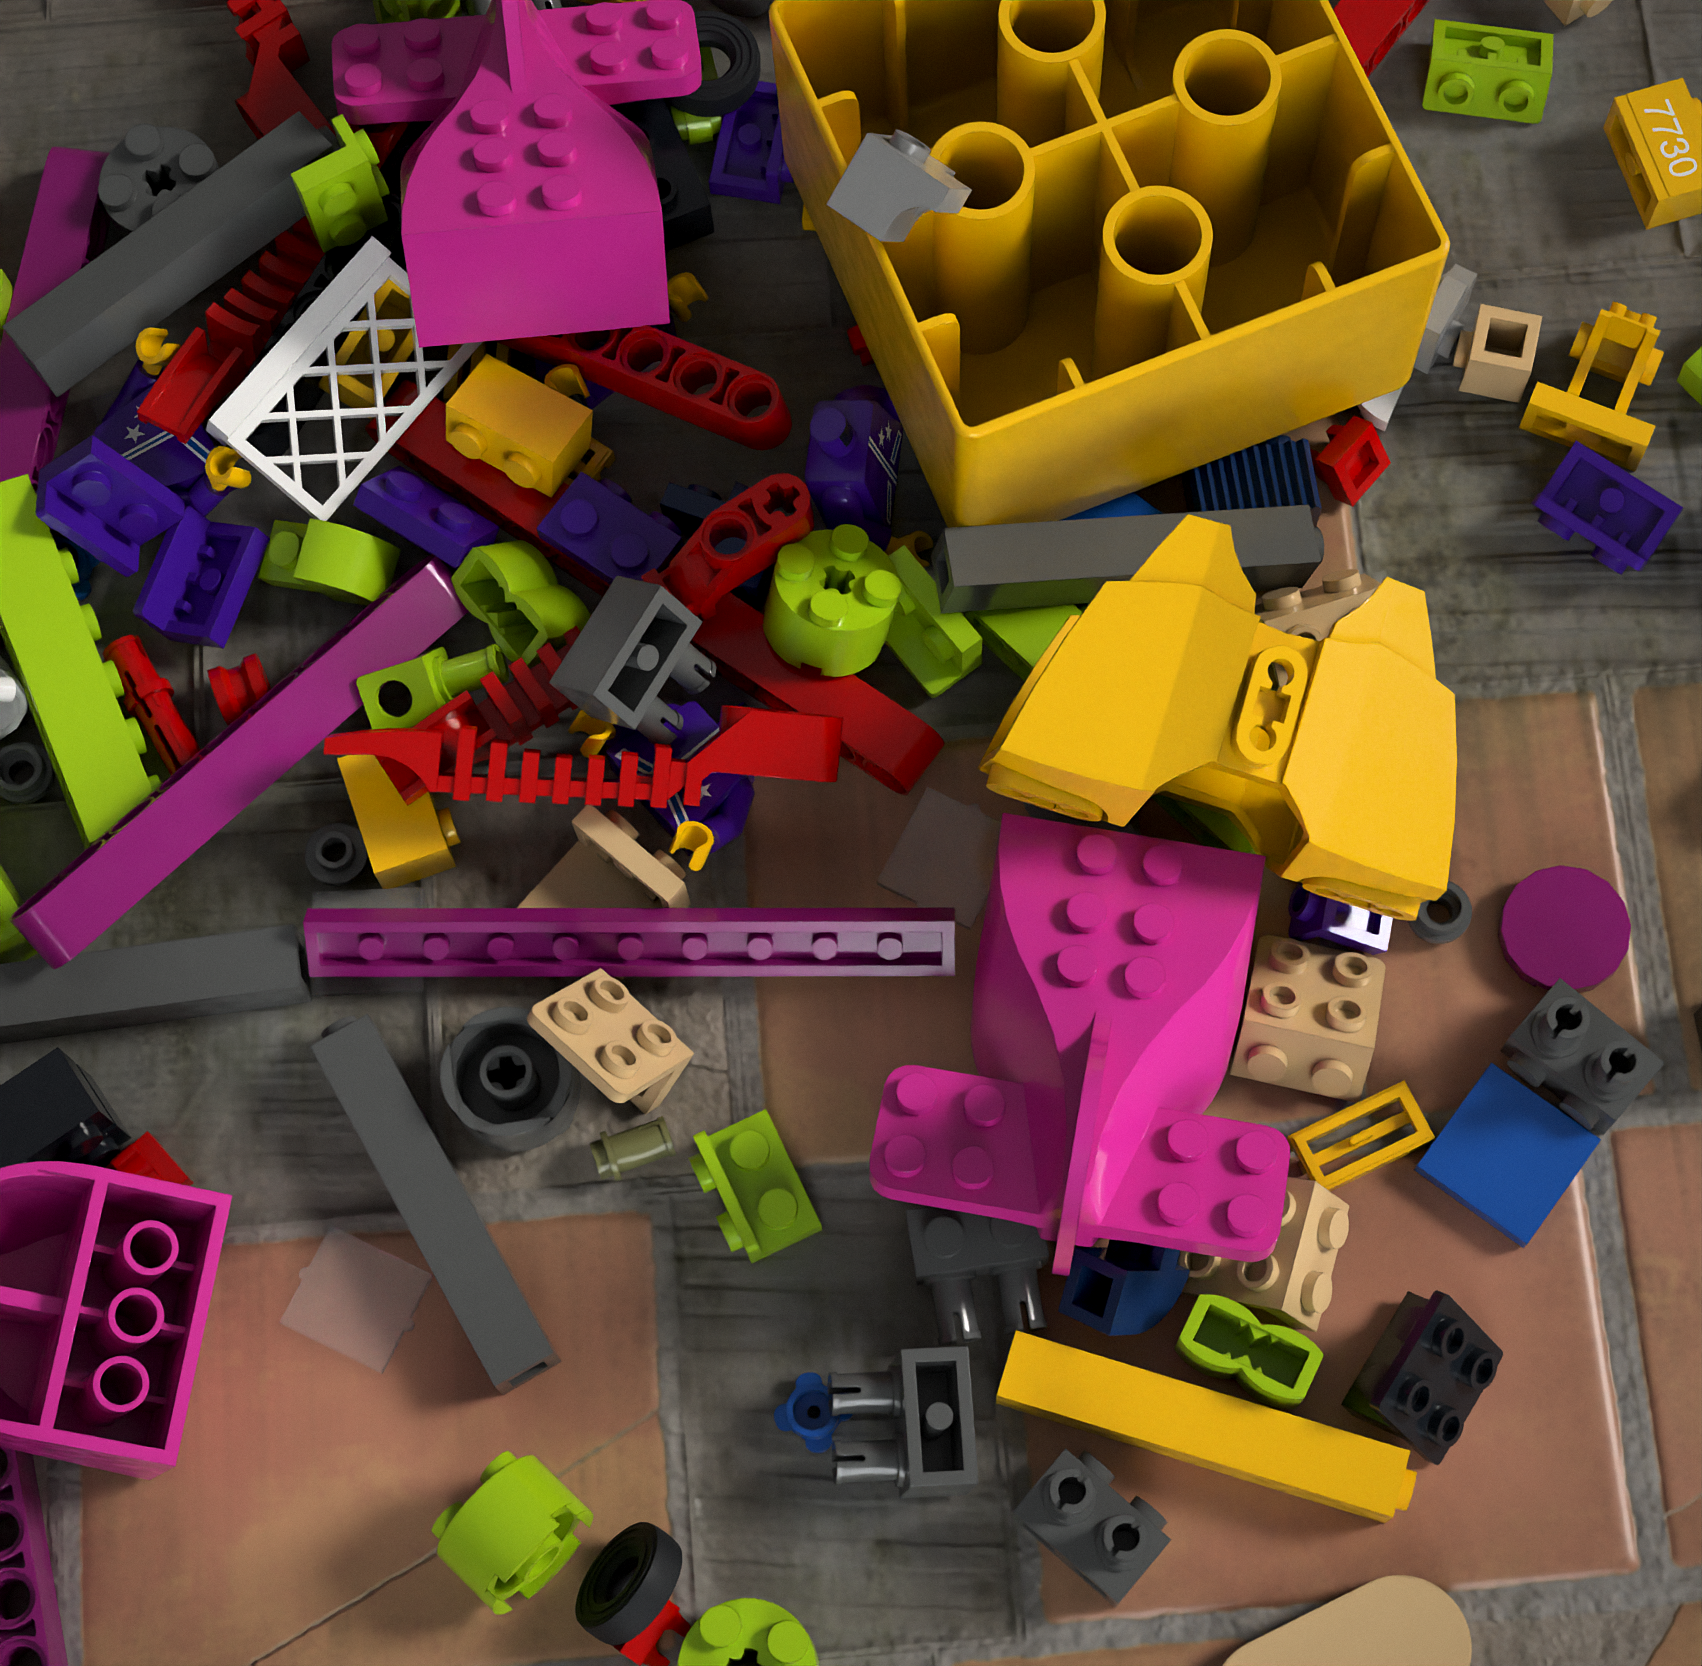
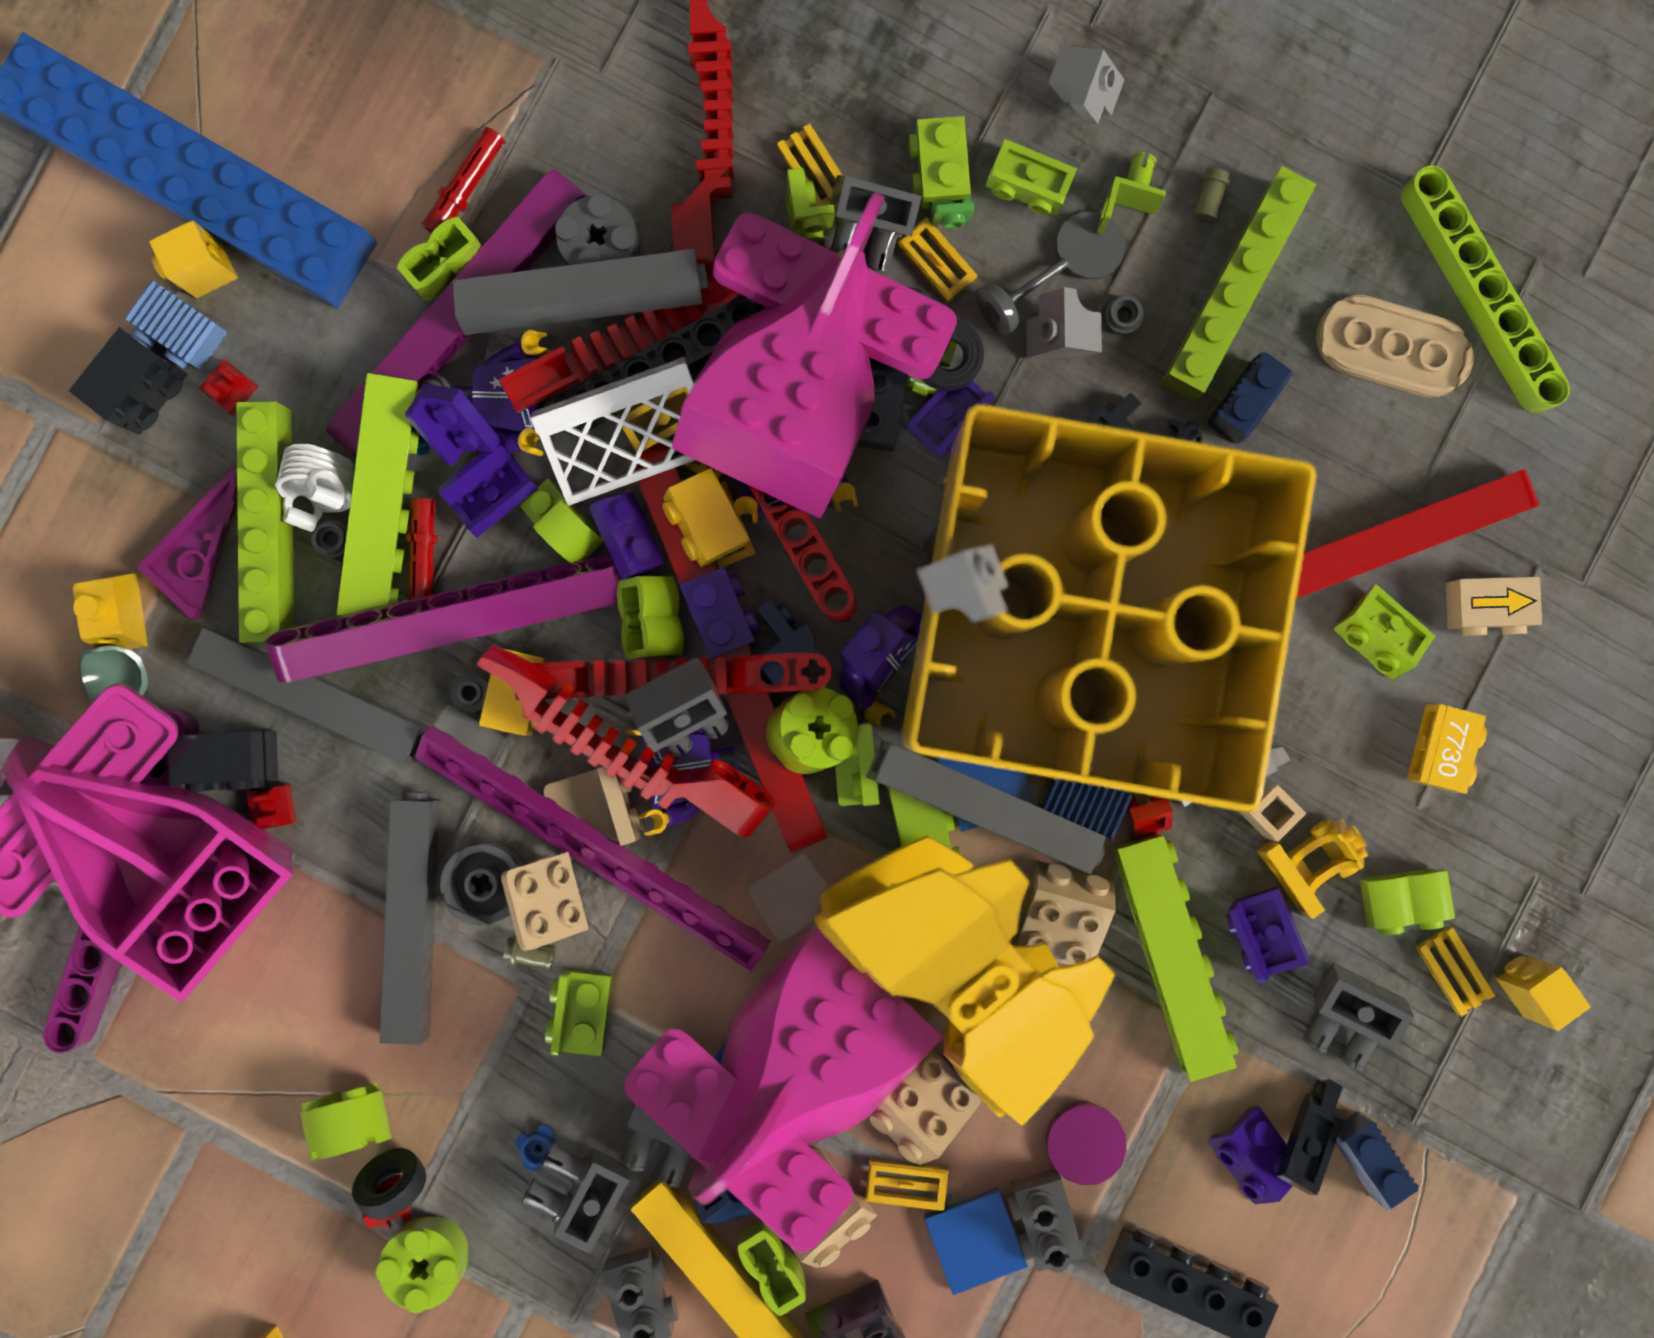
camera: 25 degrees right, 15 degrees up
(238, 687) = (472, 567): red wheel -> none
(343, 189) = (689, 320): lime bracket -> none
(356, 1299) = (343, 939): clear piece -> none
(431, 681) = (572, 637): lime bracket -> none
(1508, 612) = (1174, 956): none -> lime brick

